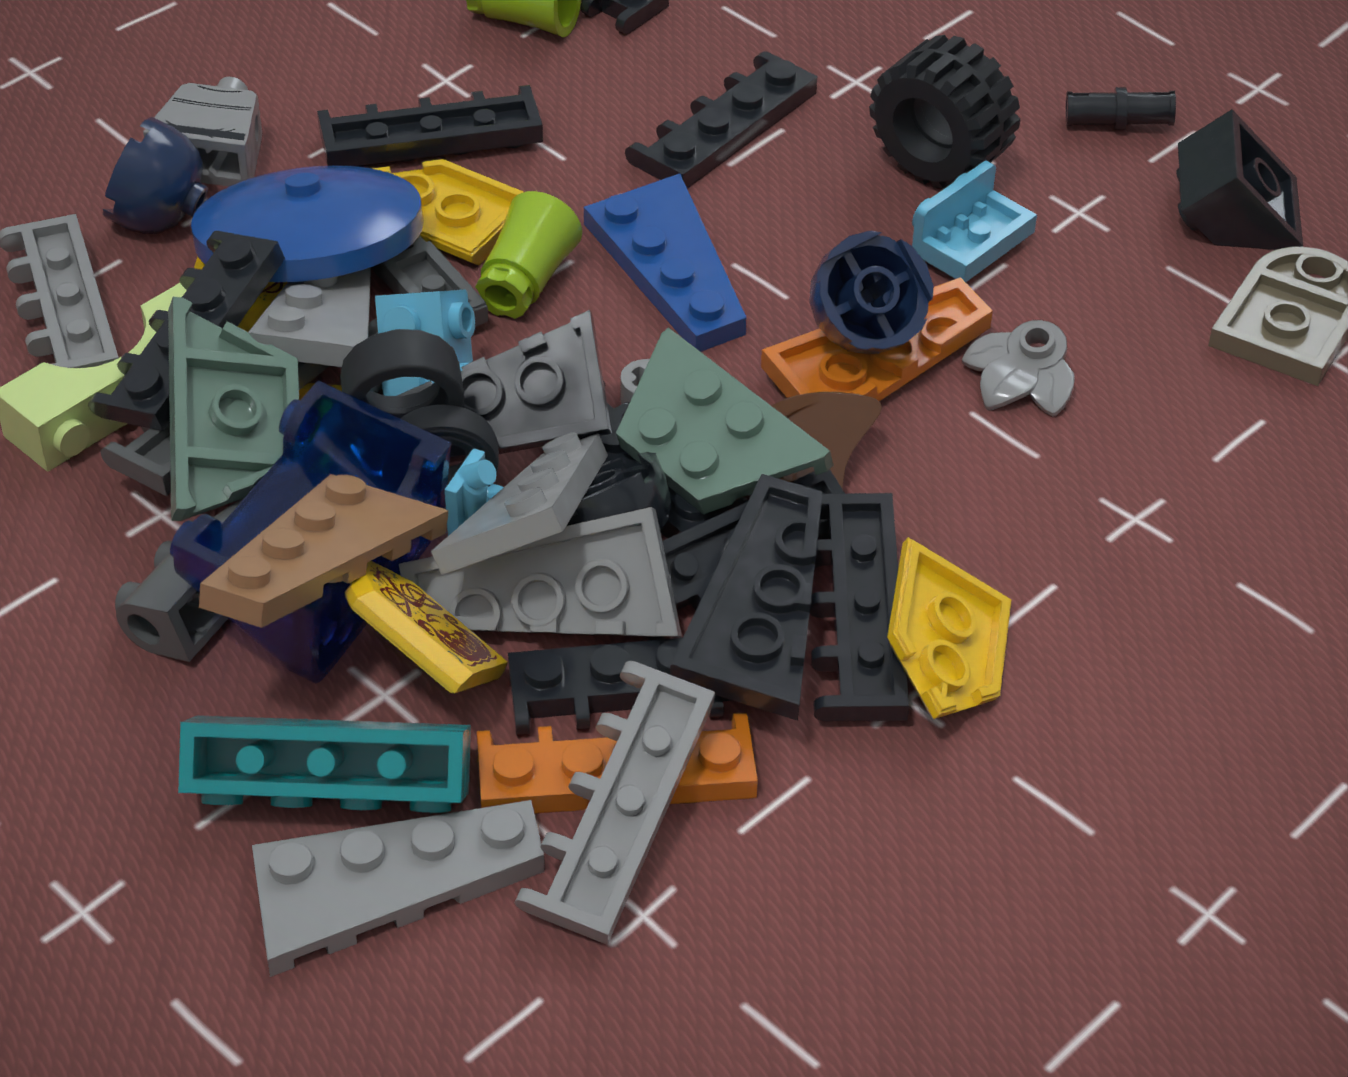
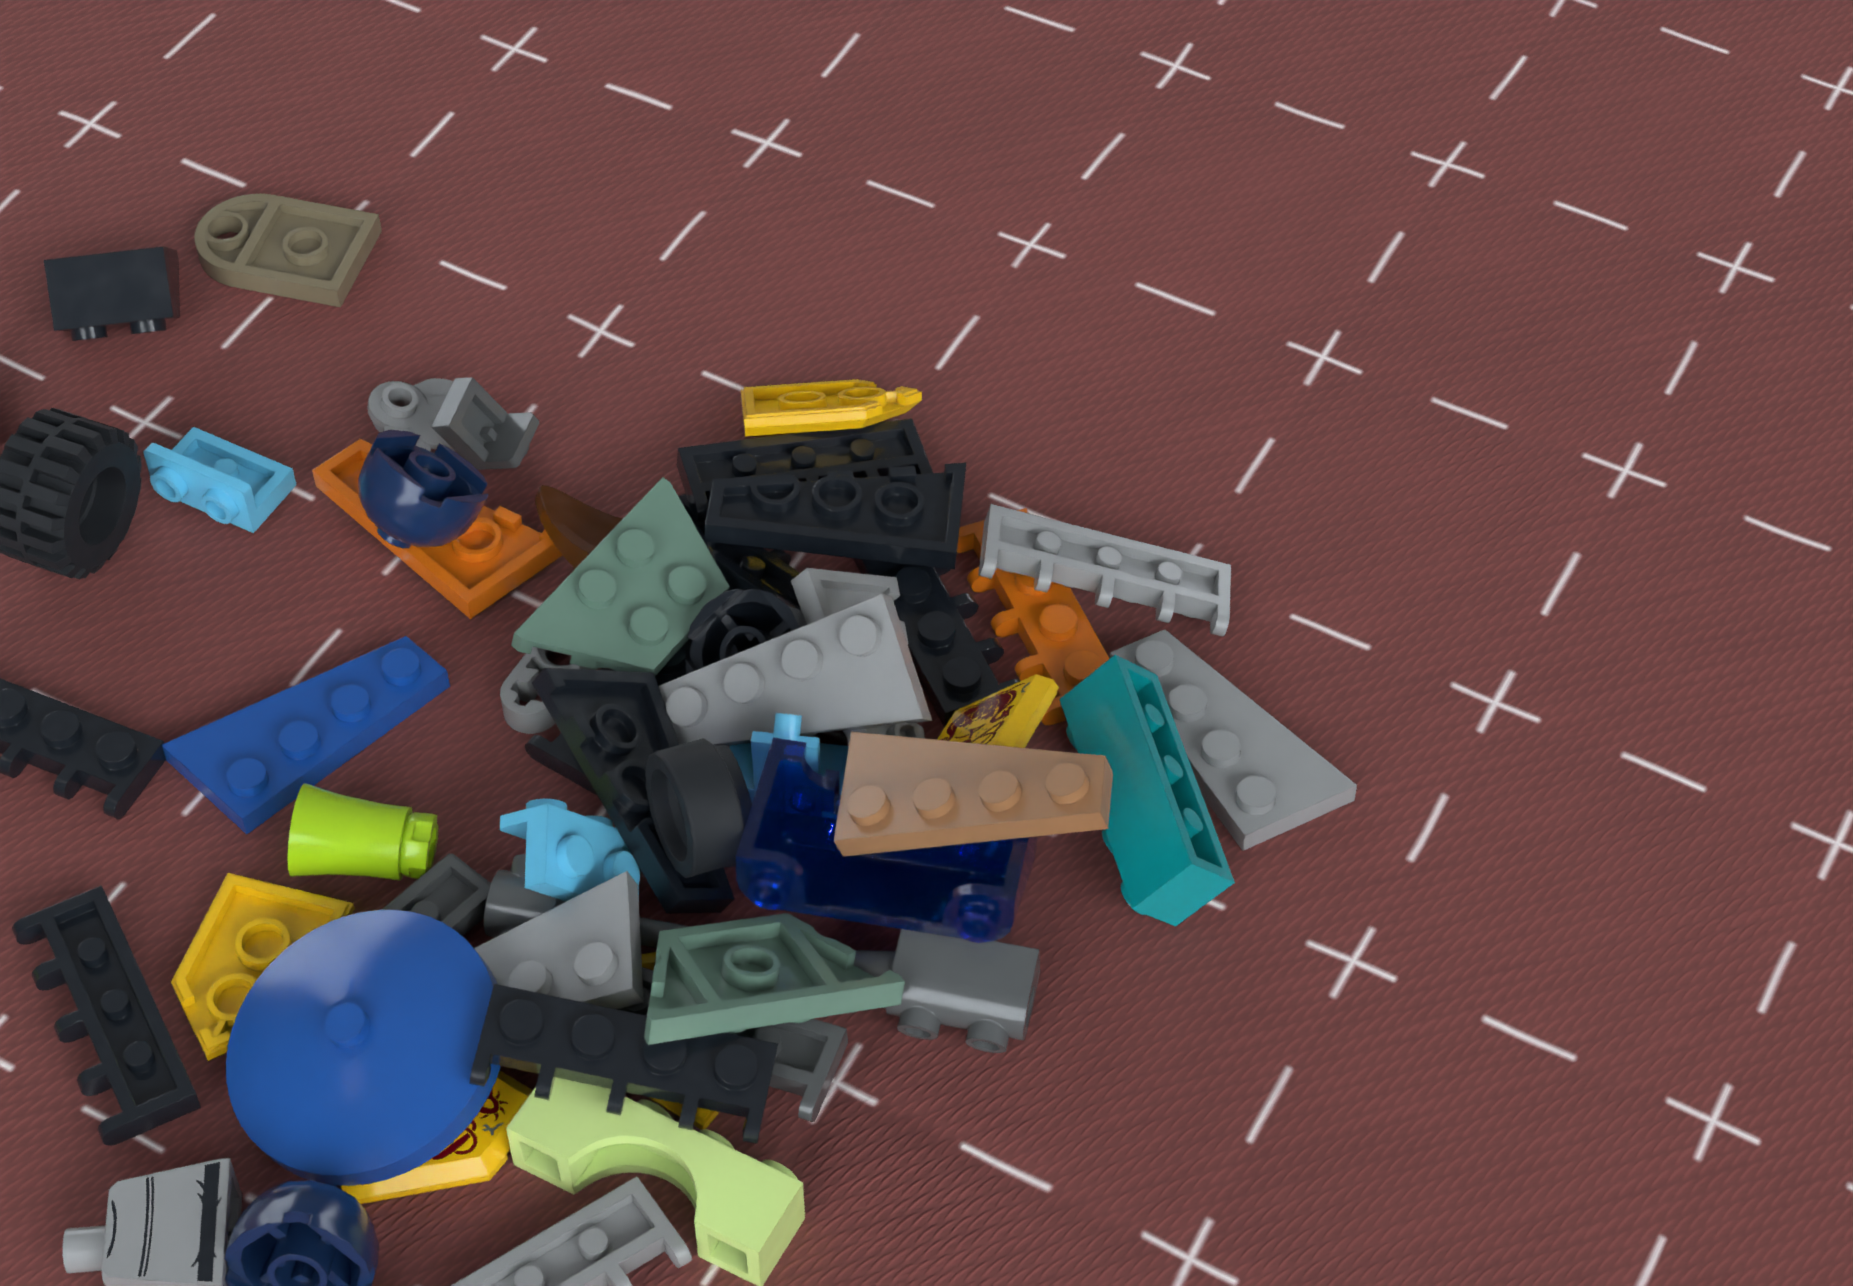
camera: 105 degrees left, 5 degrees up
(982, 384) = (482, 428): none -> dark grey bracket

